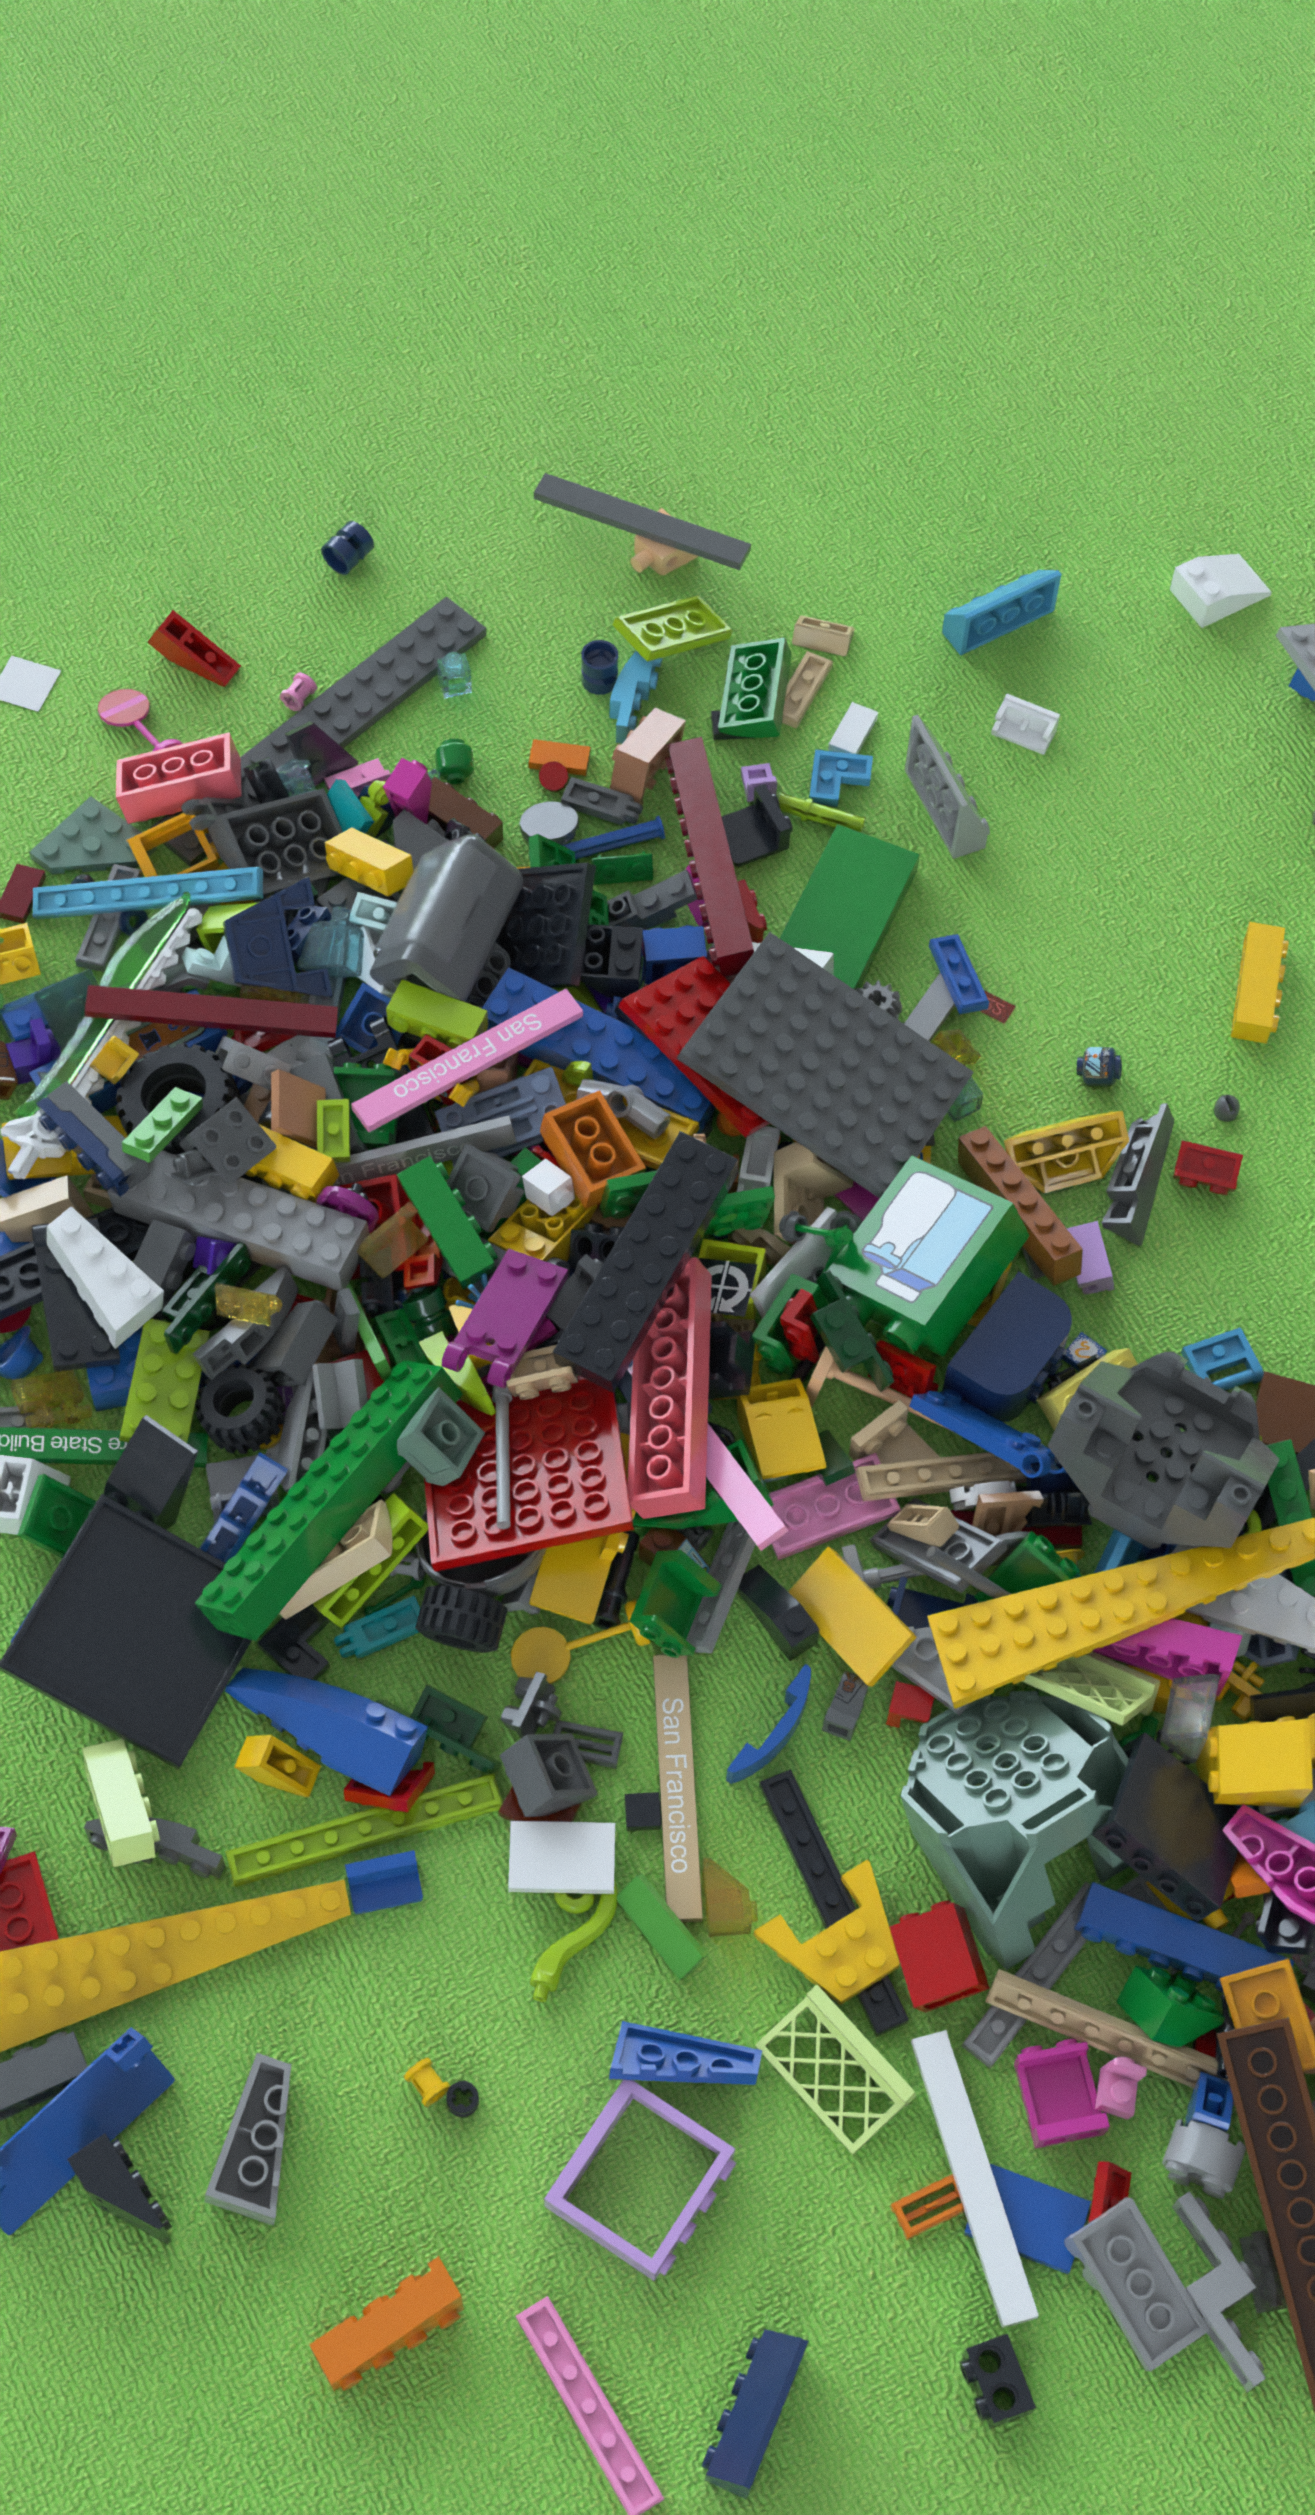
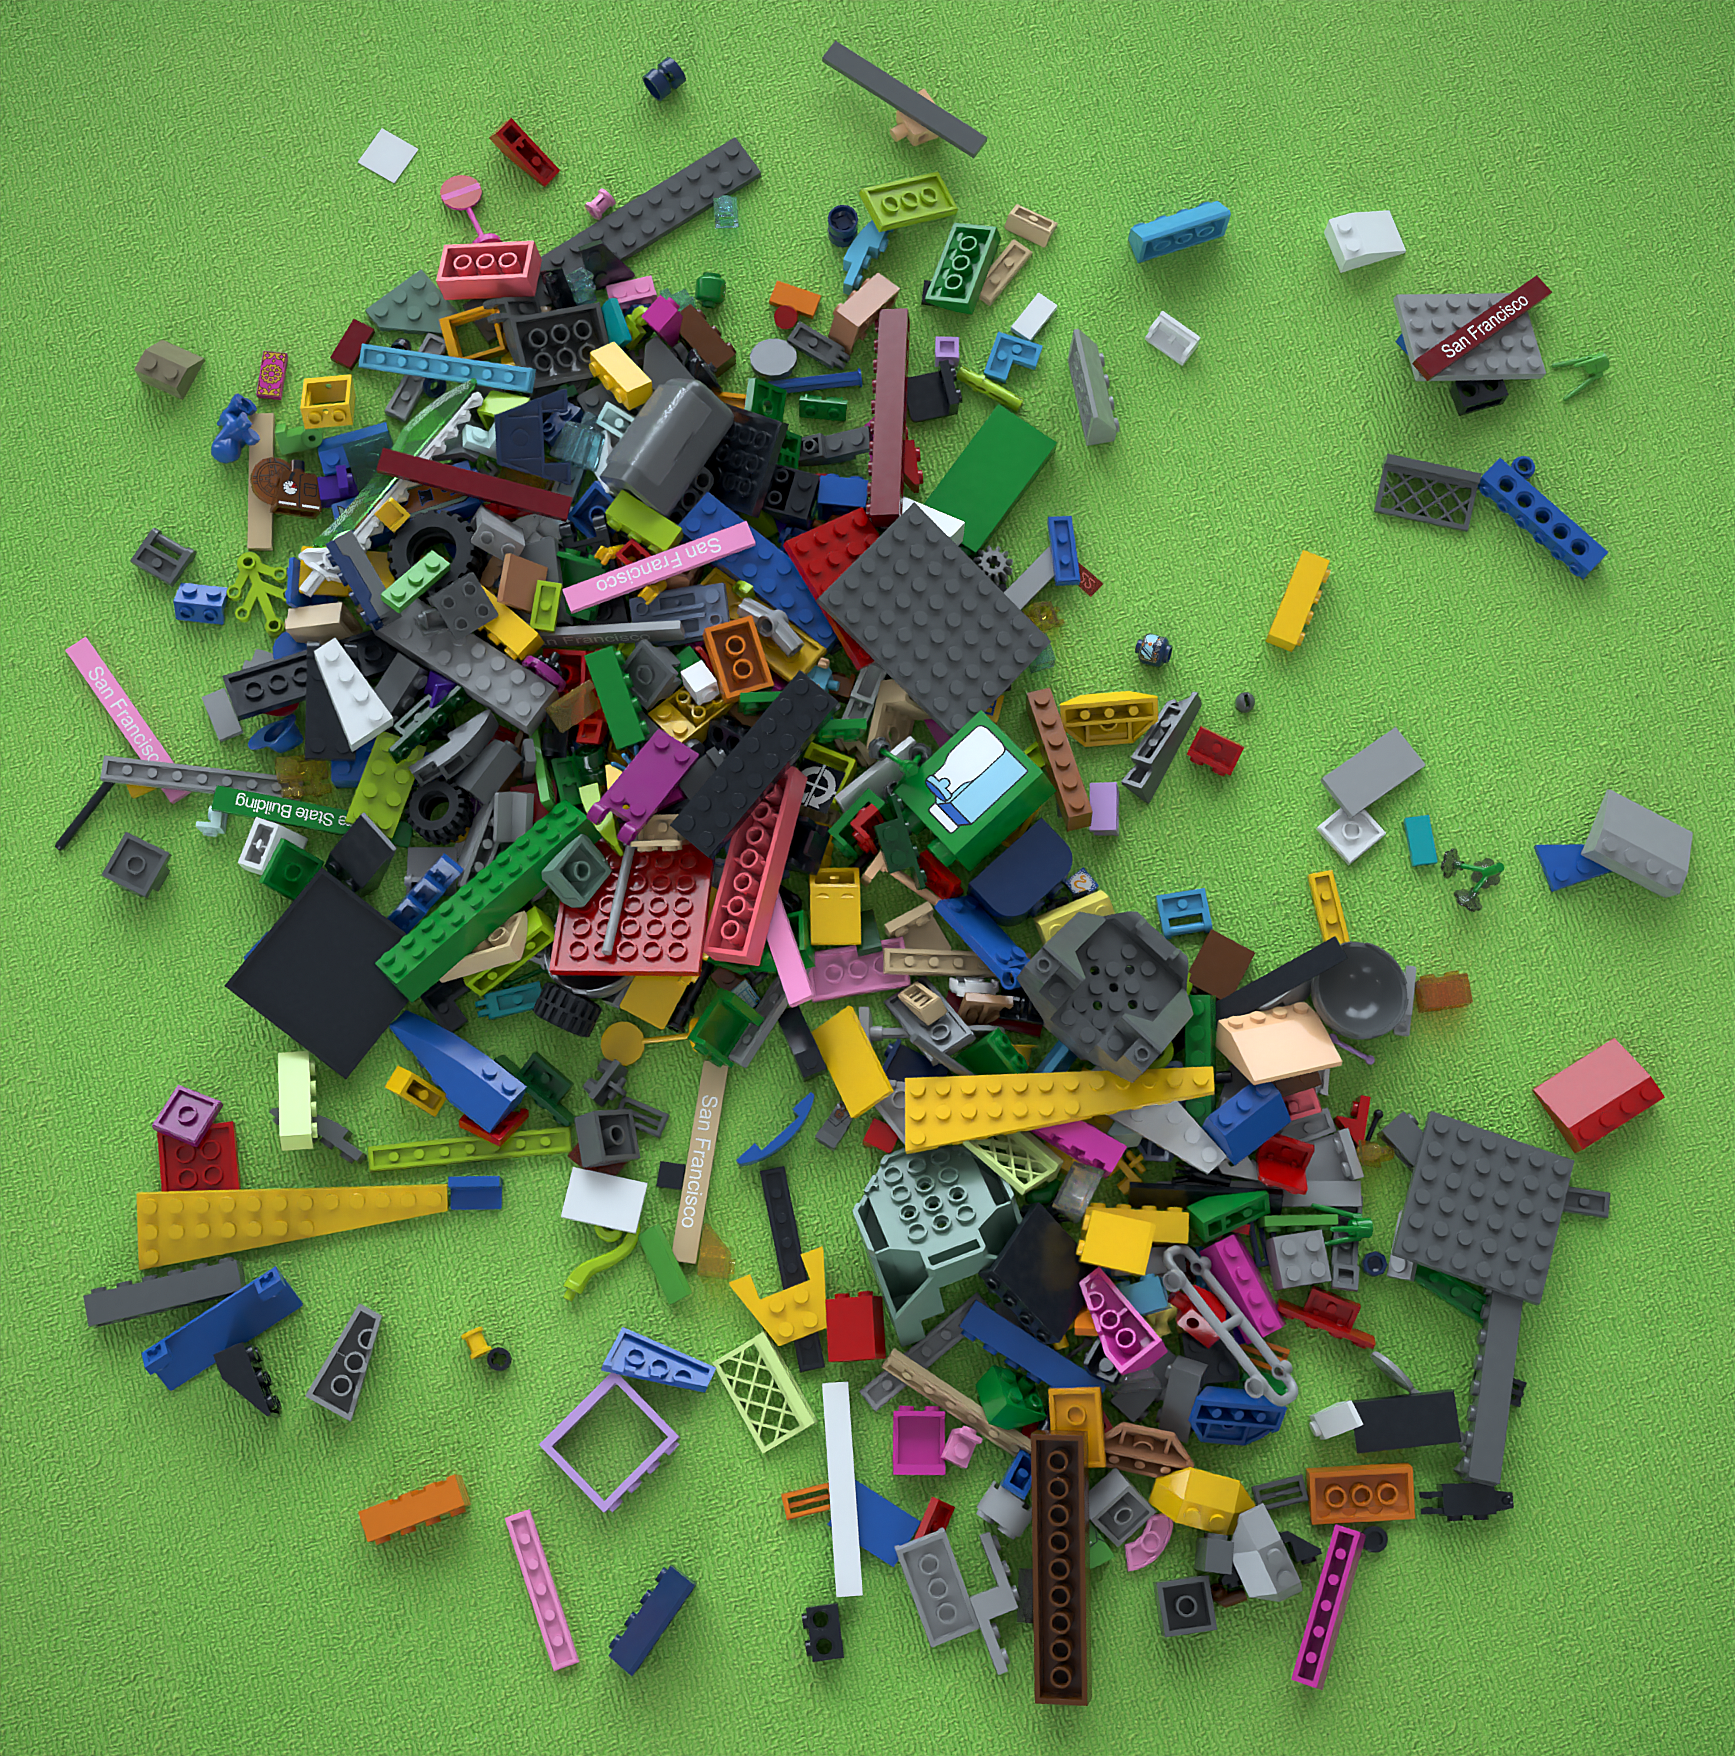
camera: 10 degrees right, 15 degrees up
(246, 1304) = (453, 737): clear yellow hinge -> none

